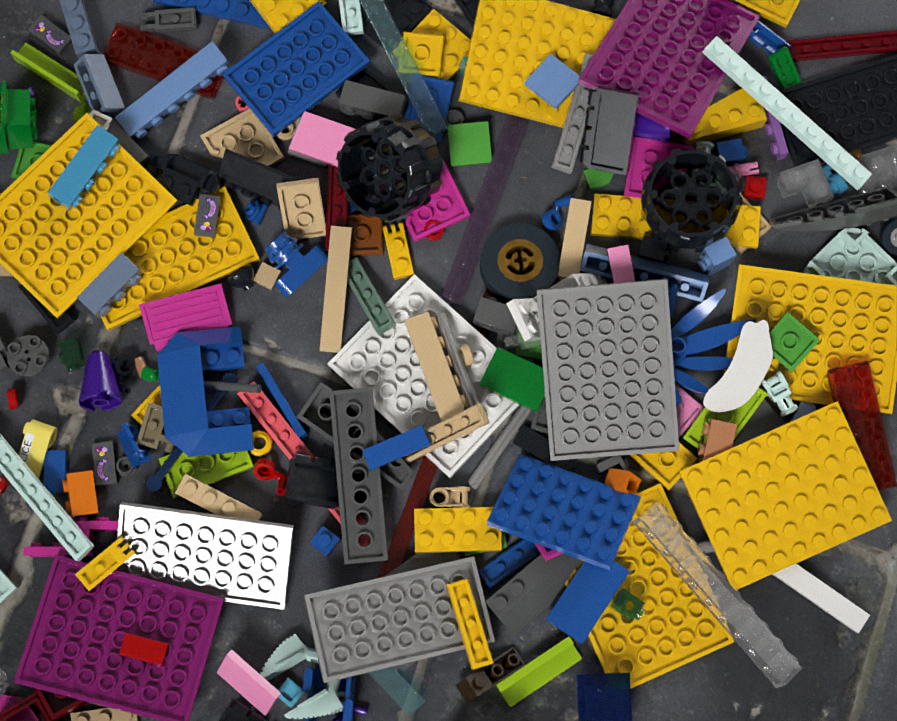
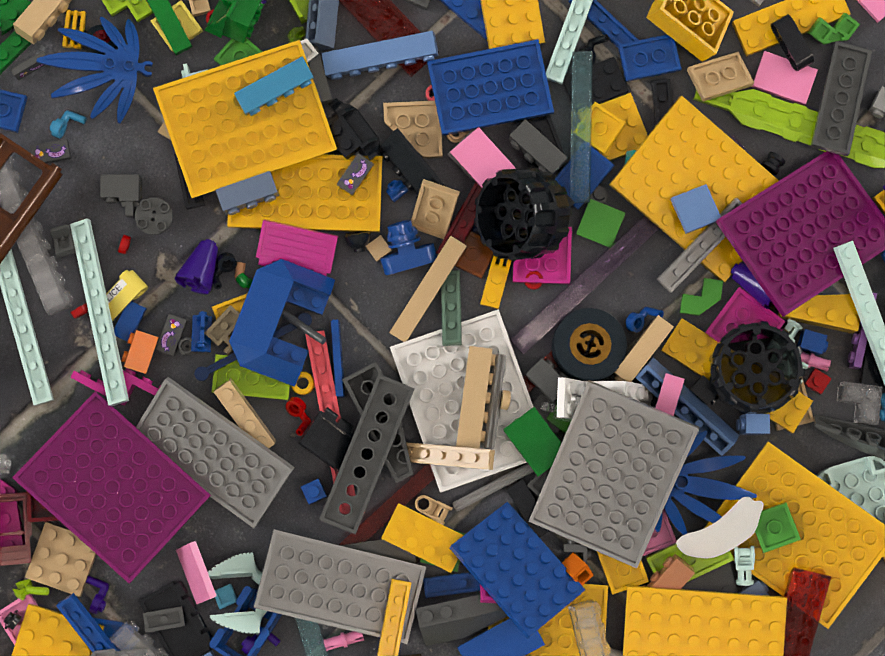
camera: 25 degrees right, 5 degrees up
(71, 354) = (189, 232): clear green brick -> none
(104, 564) = (129, 419): yellow hinge -> none
(143, 649) = (126, 504): red tile -> none
(396, 447) = (408, 448): blue tile -> none
(430, 673) = (343, 640): none -> bright pink pin
(611, 130) = (722, 276): hinge -> none

